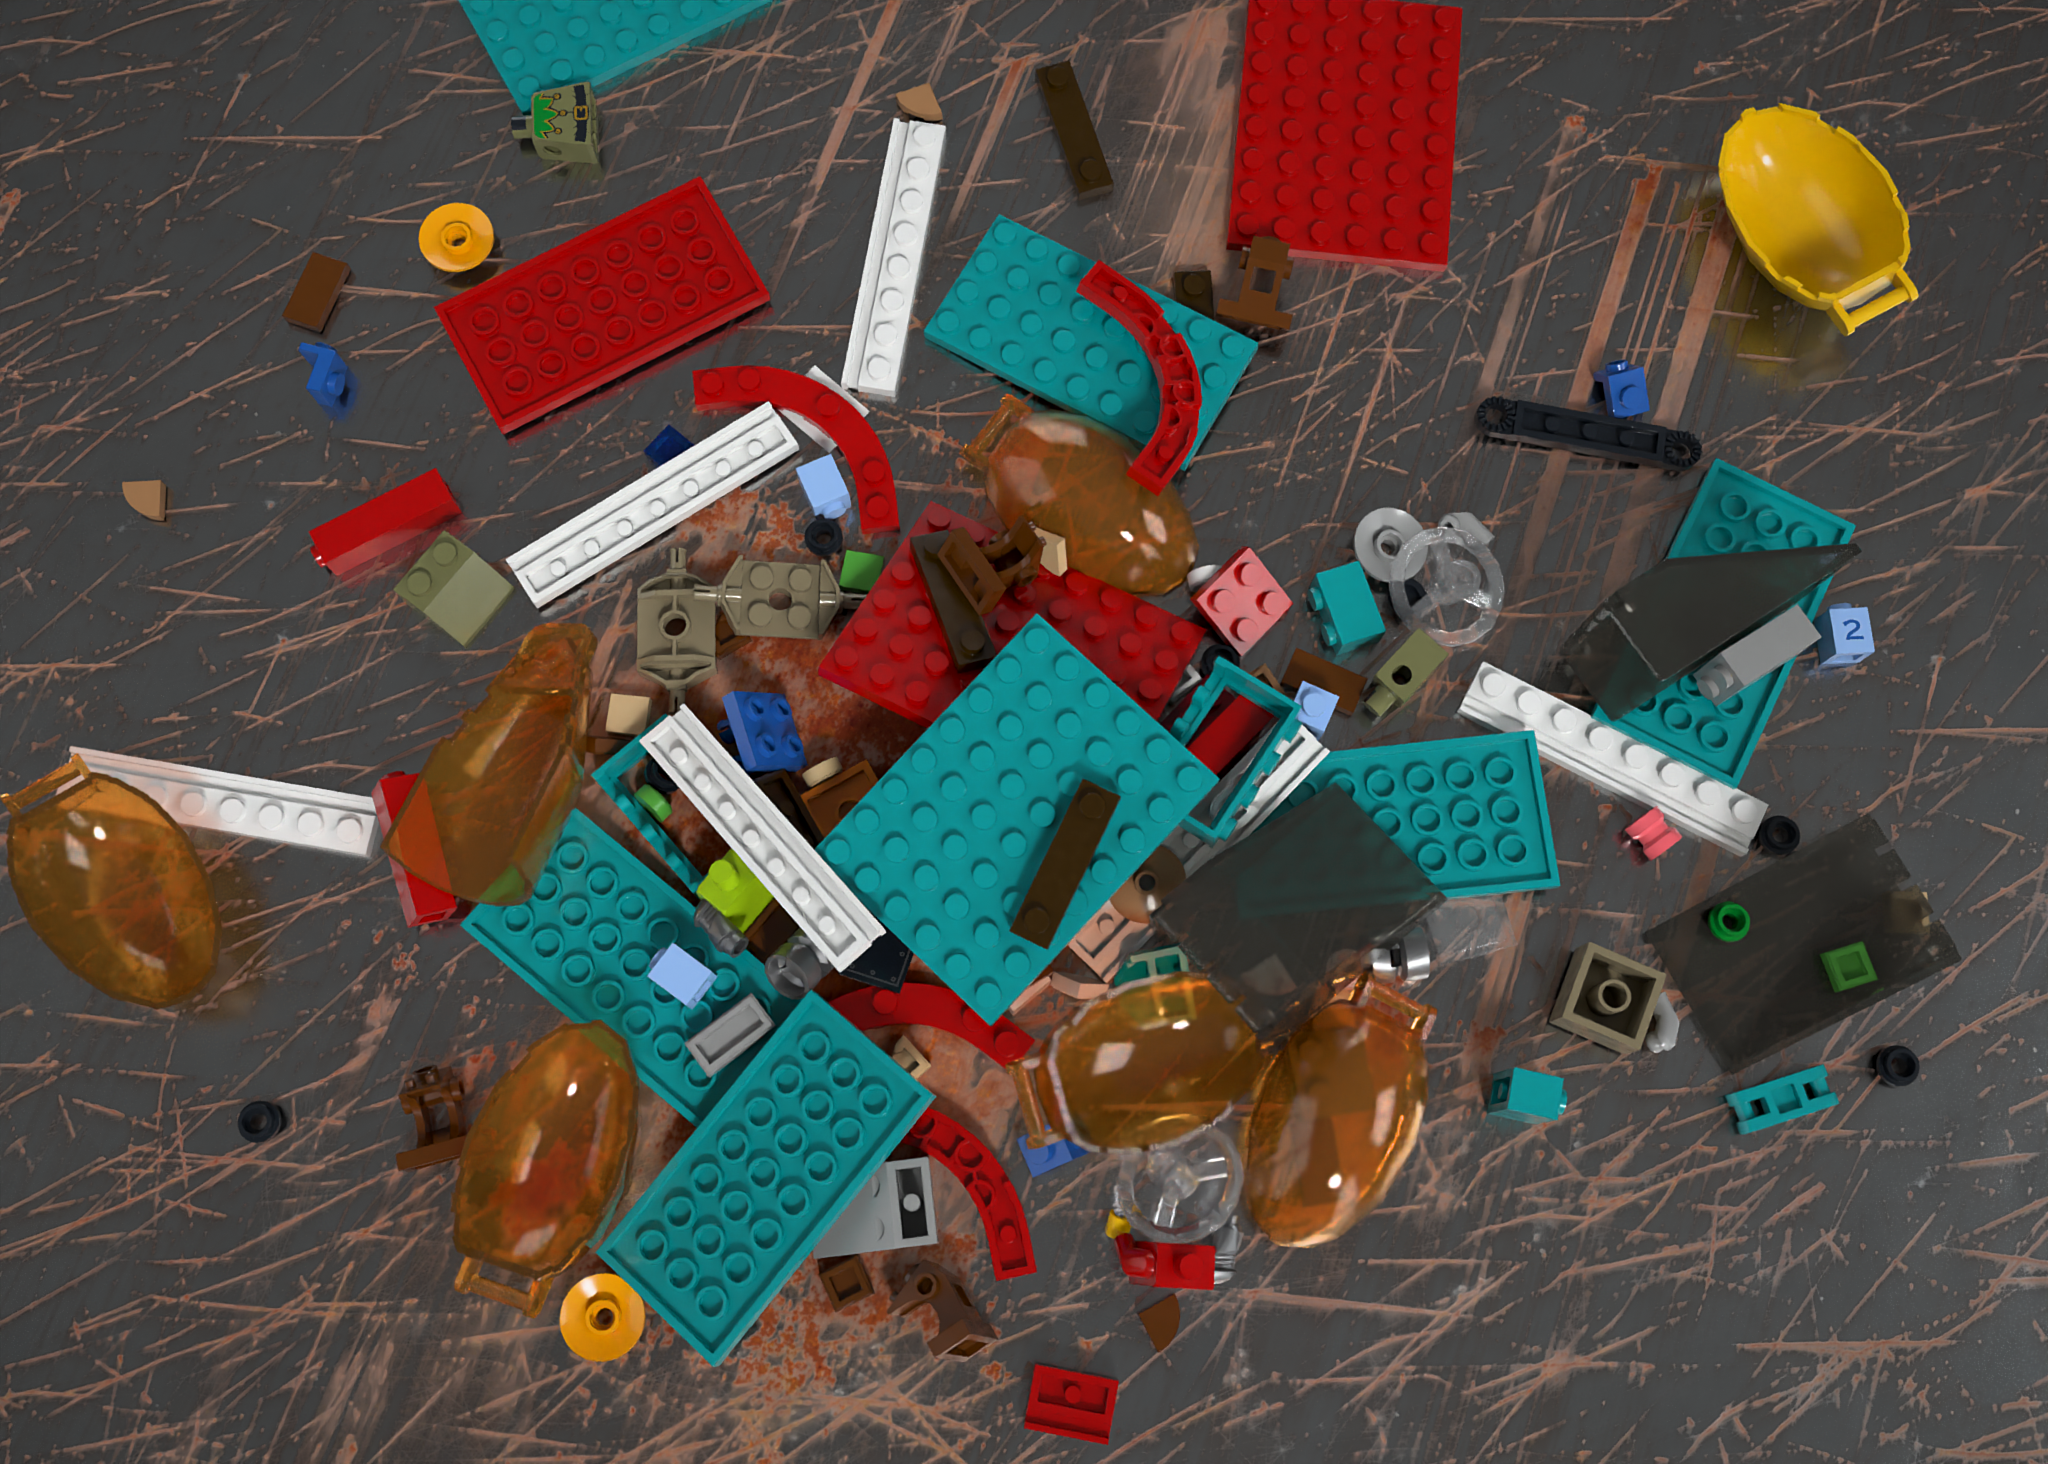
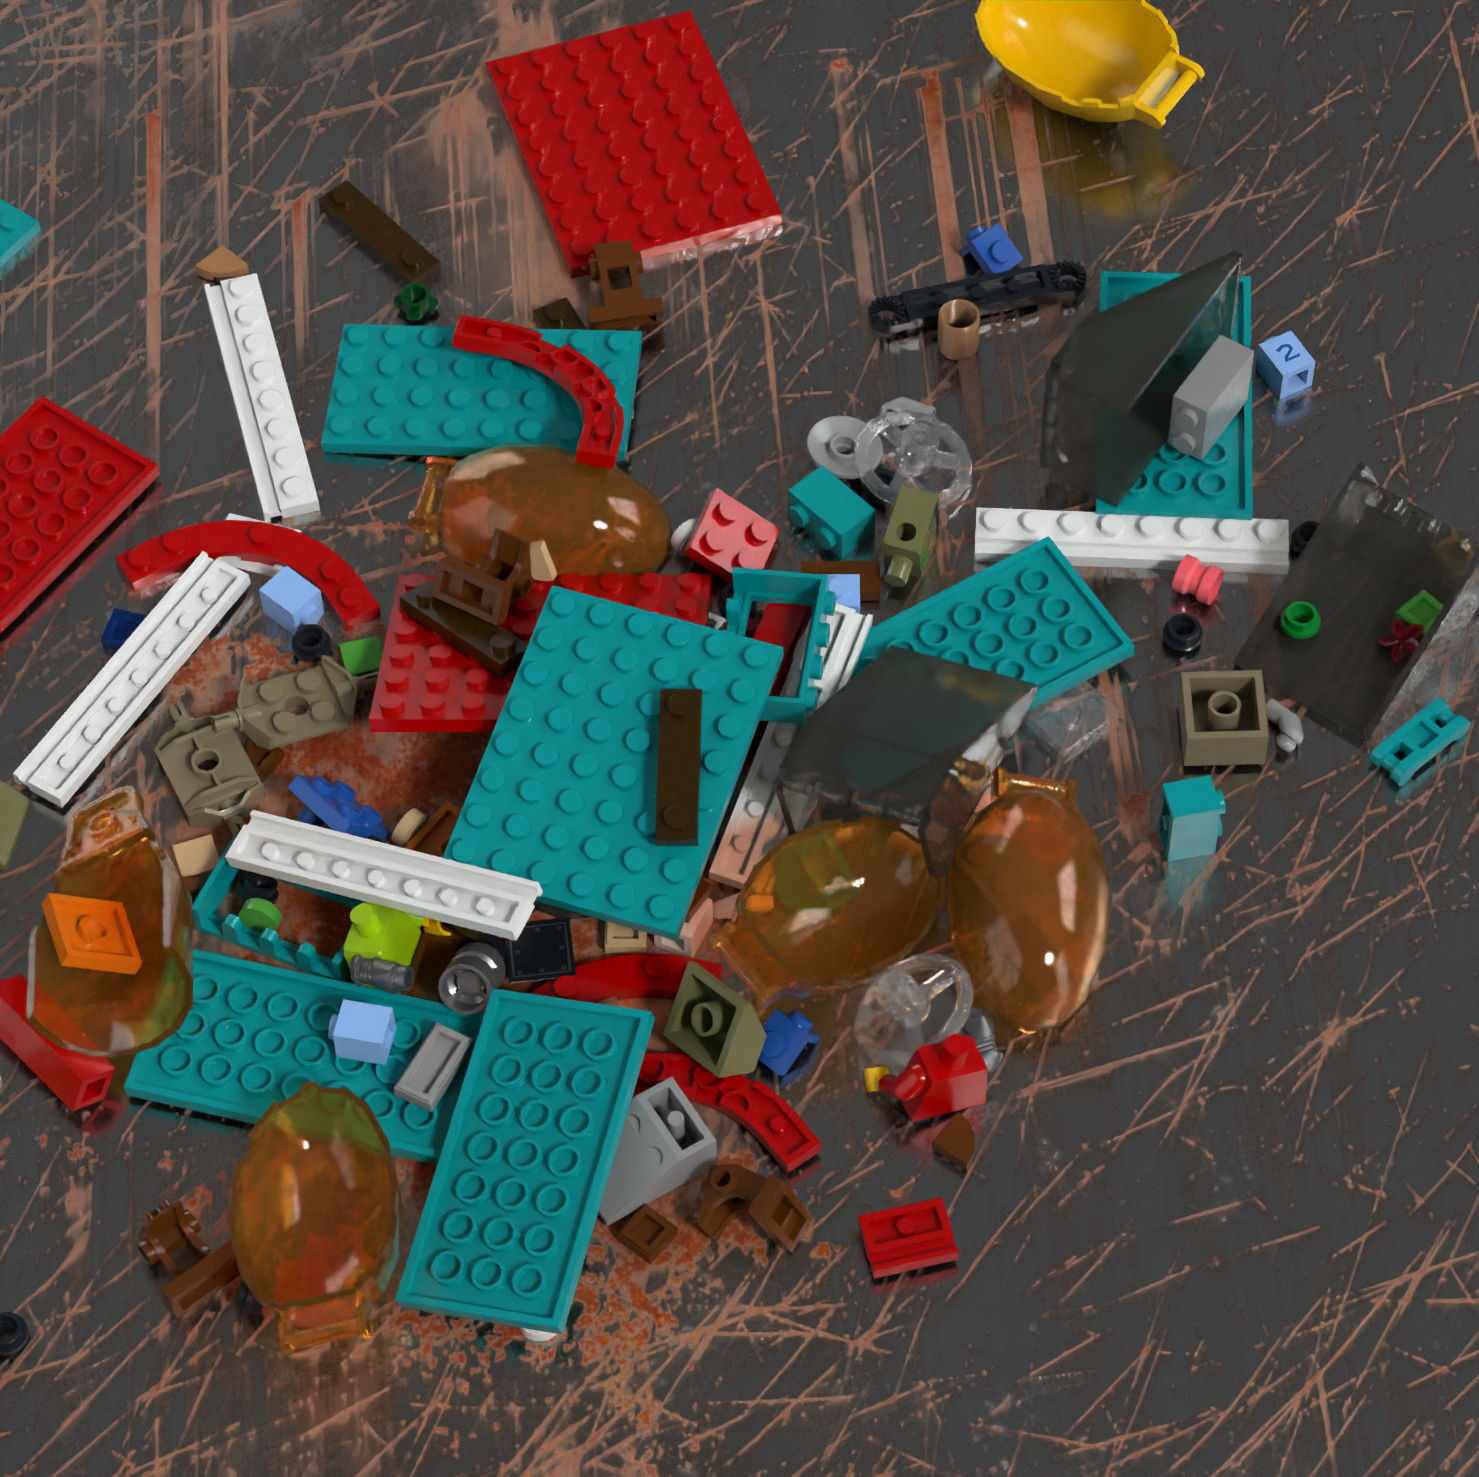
camera: 20 degrees left, 20 degrees down
(492, 764) = (91, 933): none -> orange plate
(581, 1320) = (426, 1332): light orange dish -> none
(989, 1119) = (714, 1024): none -> olive slope
(1077, 207) = (415, 301): none -> dark green plate
(1137, 903) = (752, 805): medium nougat dish -> none
(1409, 959) = (1028, 755): flat silver wheel -> none
(1562, 451) = (958, 329): none -> medium nougat piece
(1622, 875) = (1184, 624): none -> black plate
(1816, 986) = (1403, 639): none -> dark red plant

